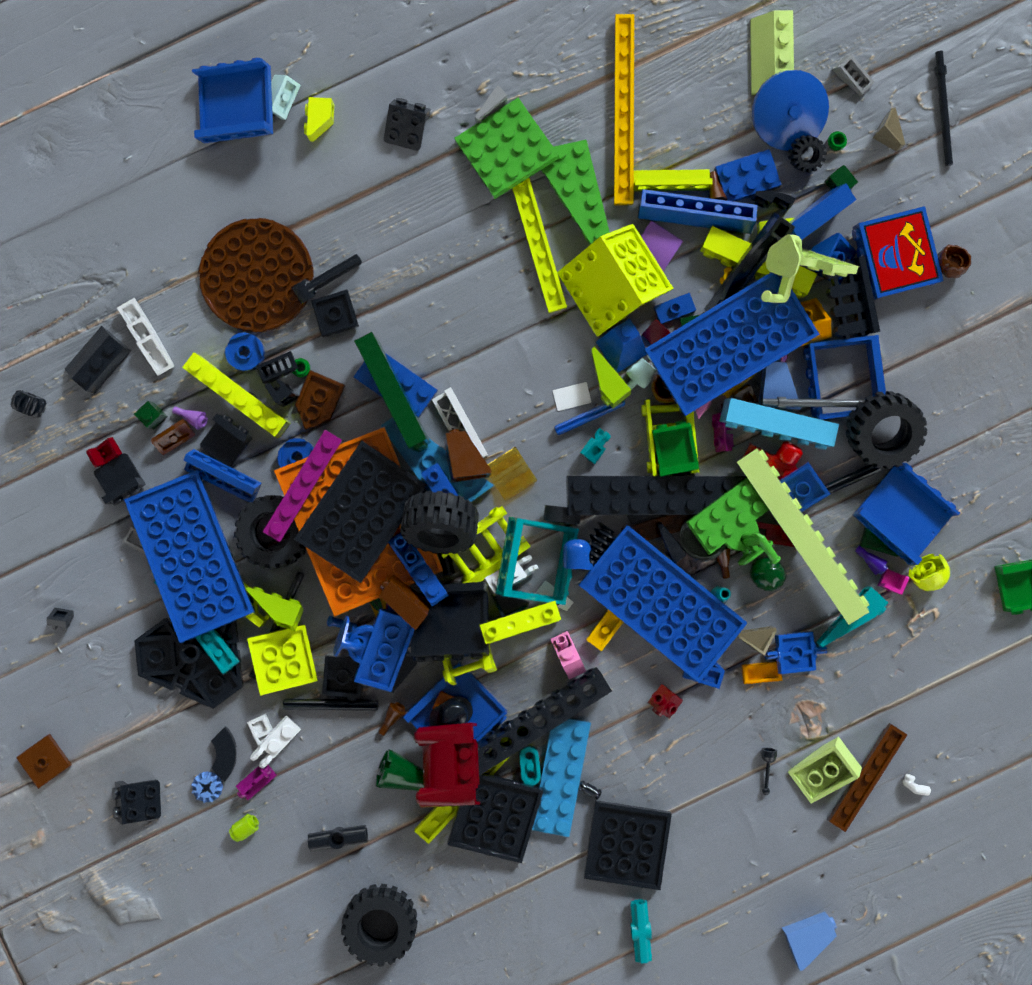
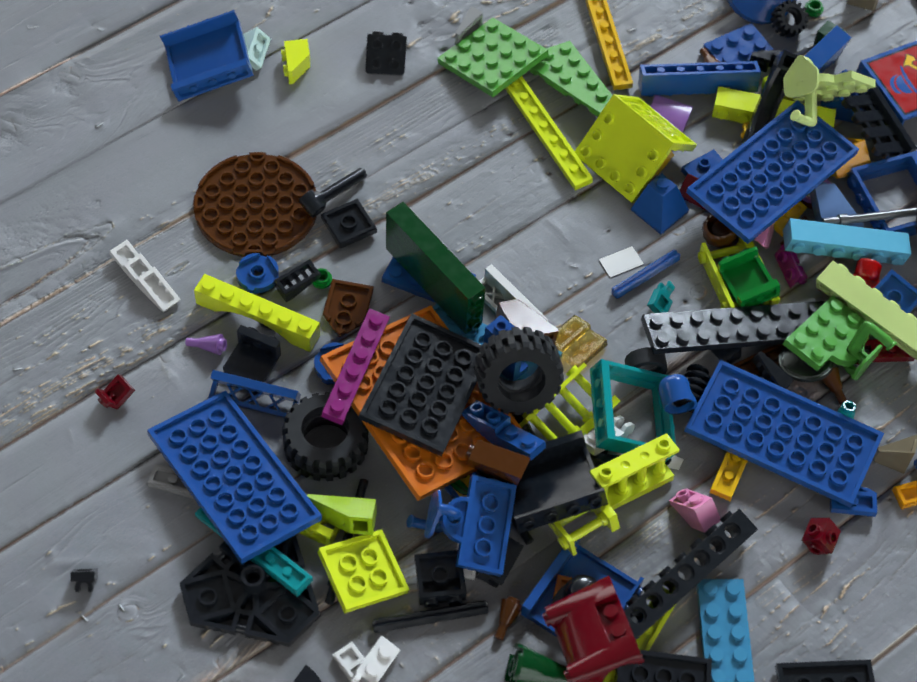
camera: 15 degrees left, 30 degrees down
(28, 403) = (21, 356): black gear -> none
(97, 360) = (94, 306): black slope -> none
(119, 479) = (134, 417): black bracket -> none
(150, 415) = (162, 346): dark green brick -> none
(173, 437) = (191, 365): reddish brown plate -> none
(283, 395) = (308, 300): black hinge -> none
(530, 764) = (686, 640): teal plate -> none
(589, 790) = (765, 655): black piece -> none
(611, 385) = (659, 235): lime slope -> none
(640, 374) = (687, 226): light aqua piece -> none
(672, 180) = (690, 55): neon yellow fence -> none
(767, 575) = (888, 388): dark green hair -> none

